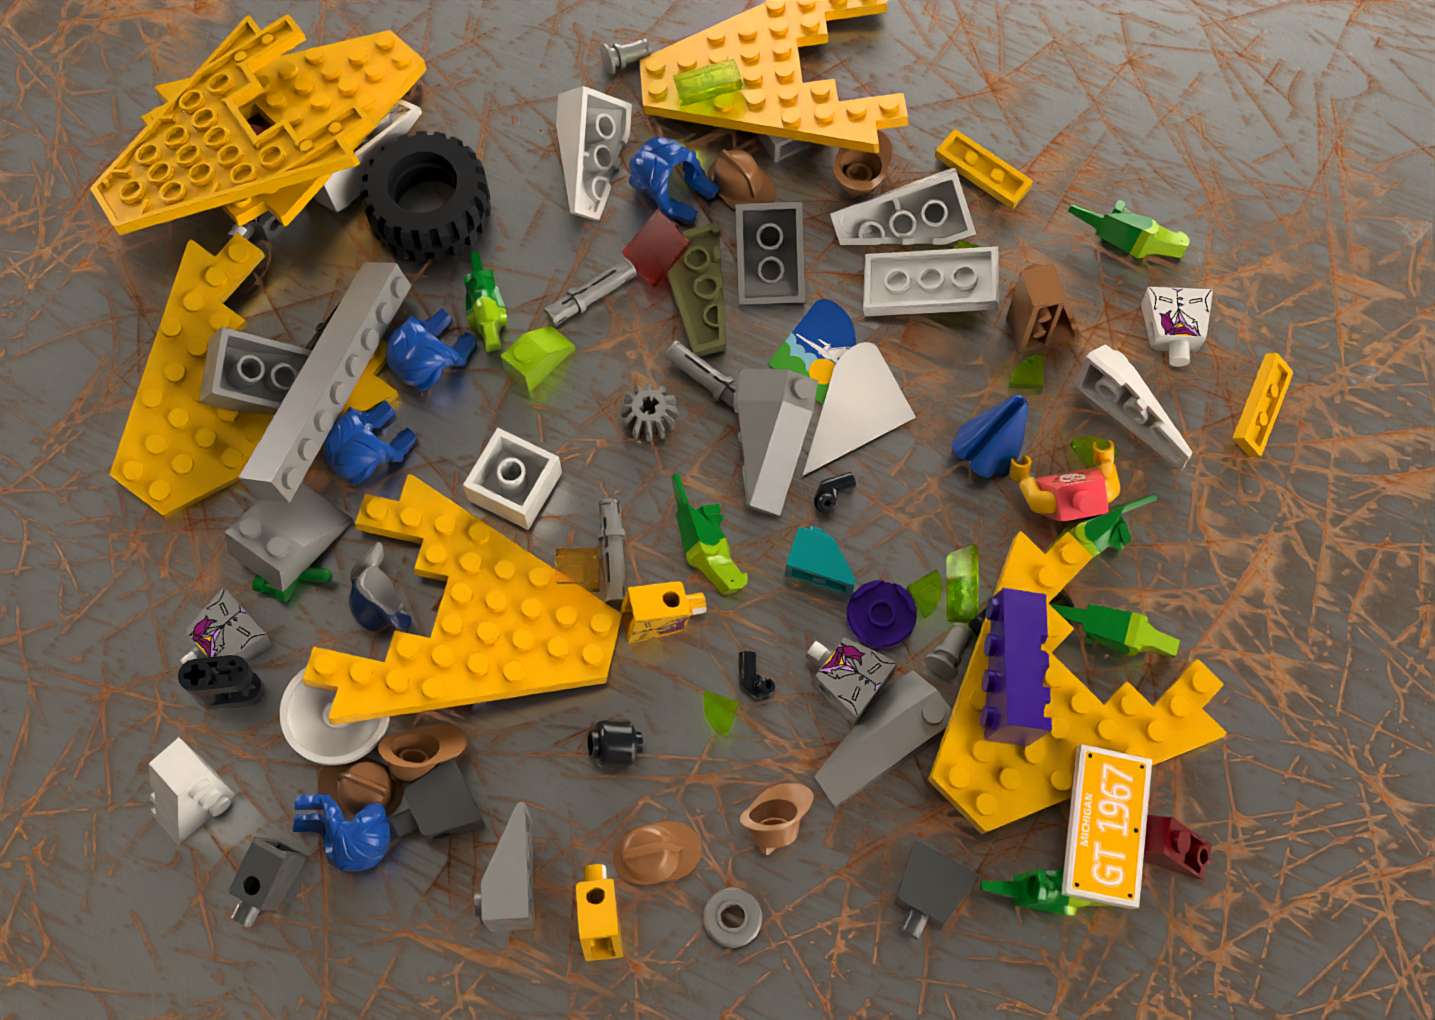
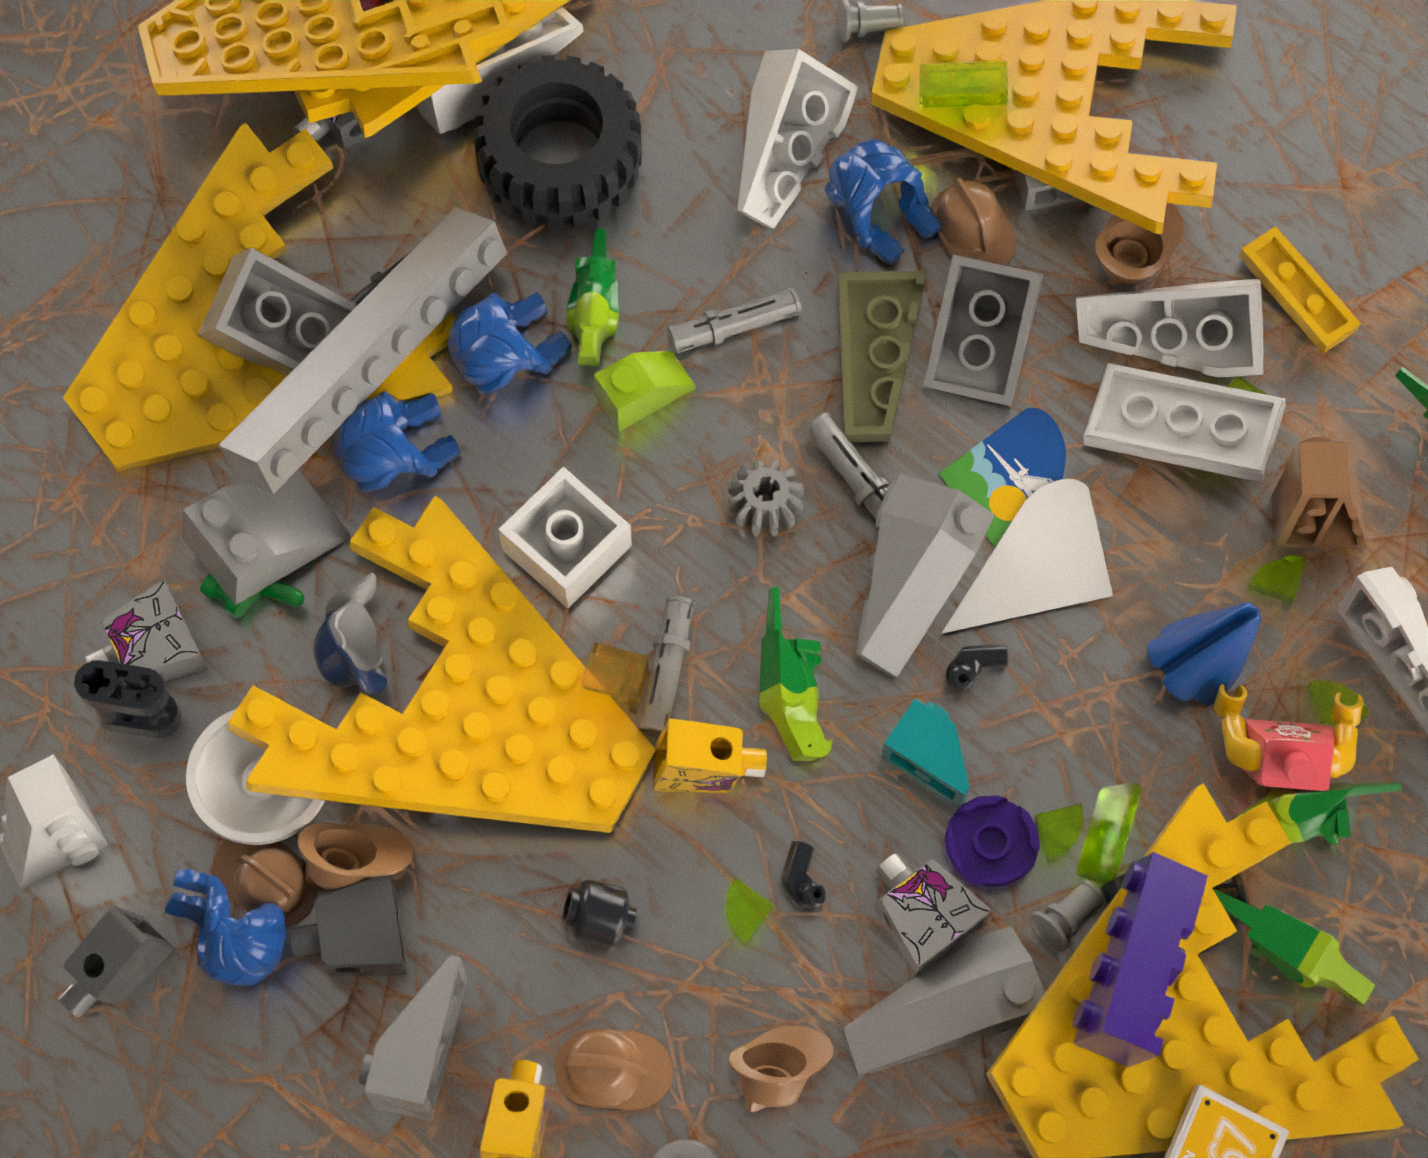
camera: 15 degrees right, 0 degrees up
(656, 247) = (836, 284): clear red piece -> none

